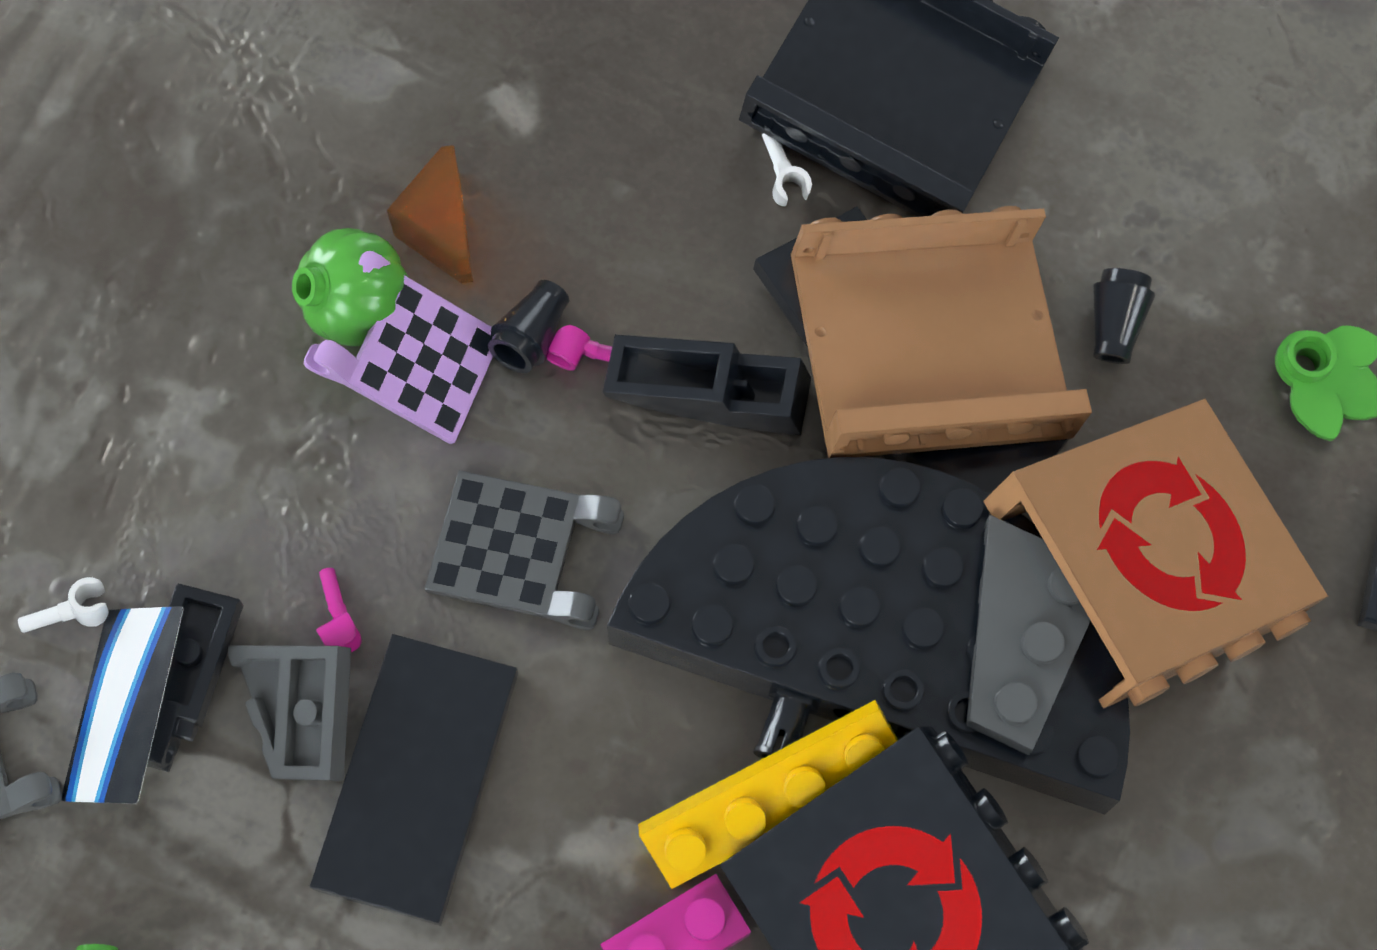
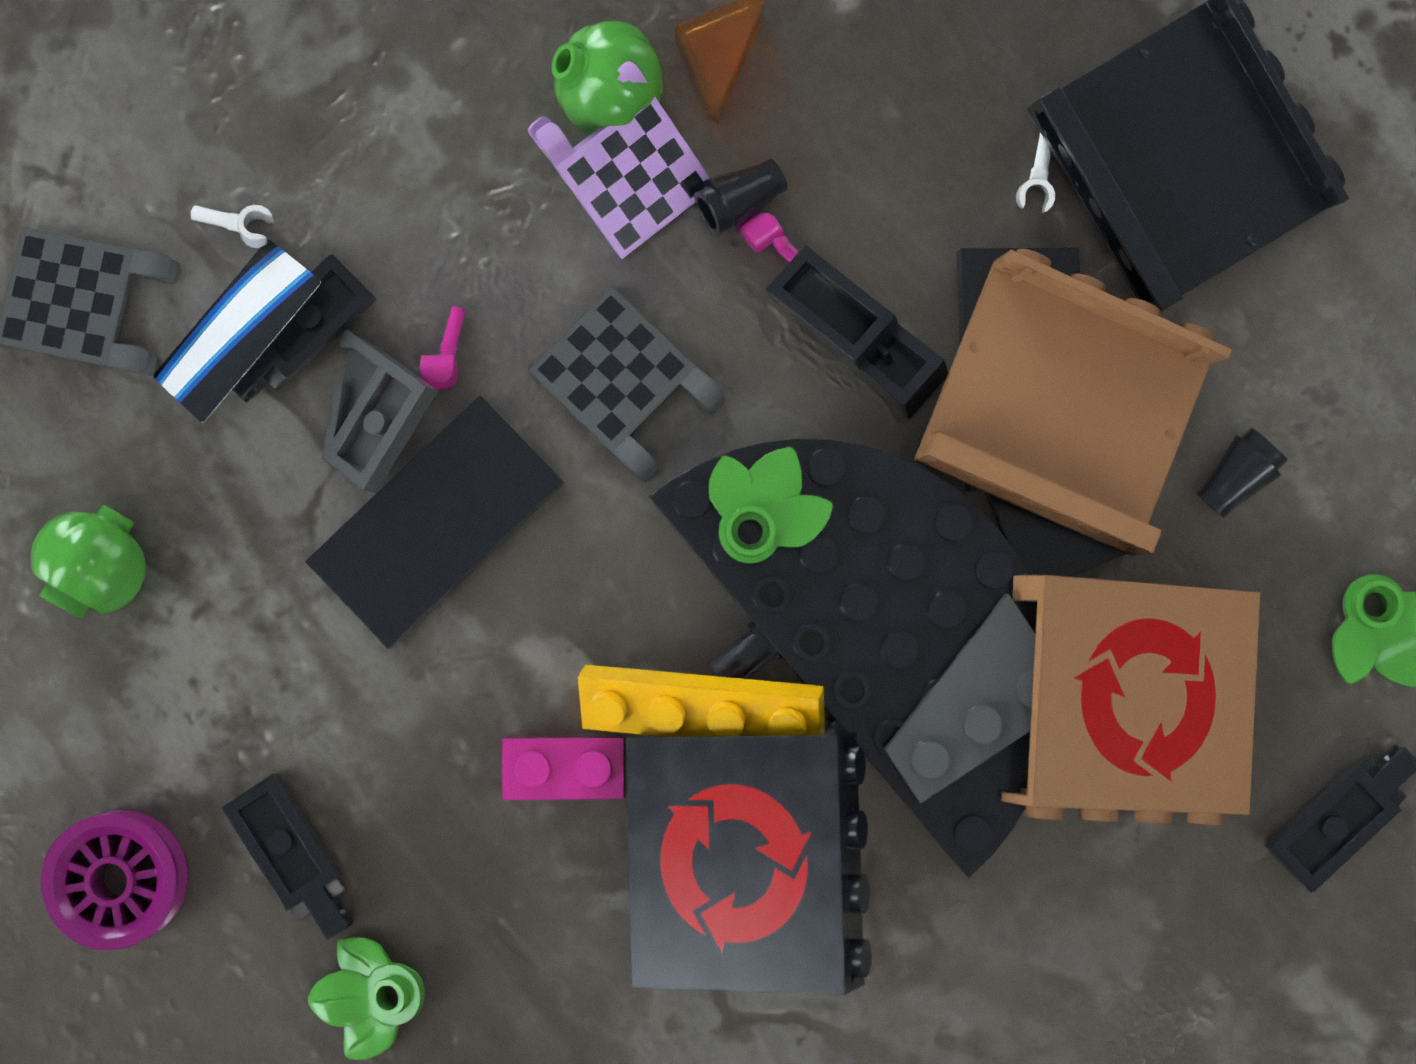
camera: 35 degrees right, 15 degrees up
(721, 558) = (769, 497): none -> bright green plate

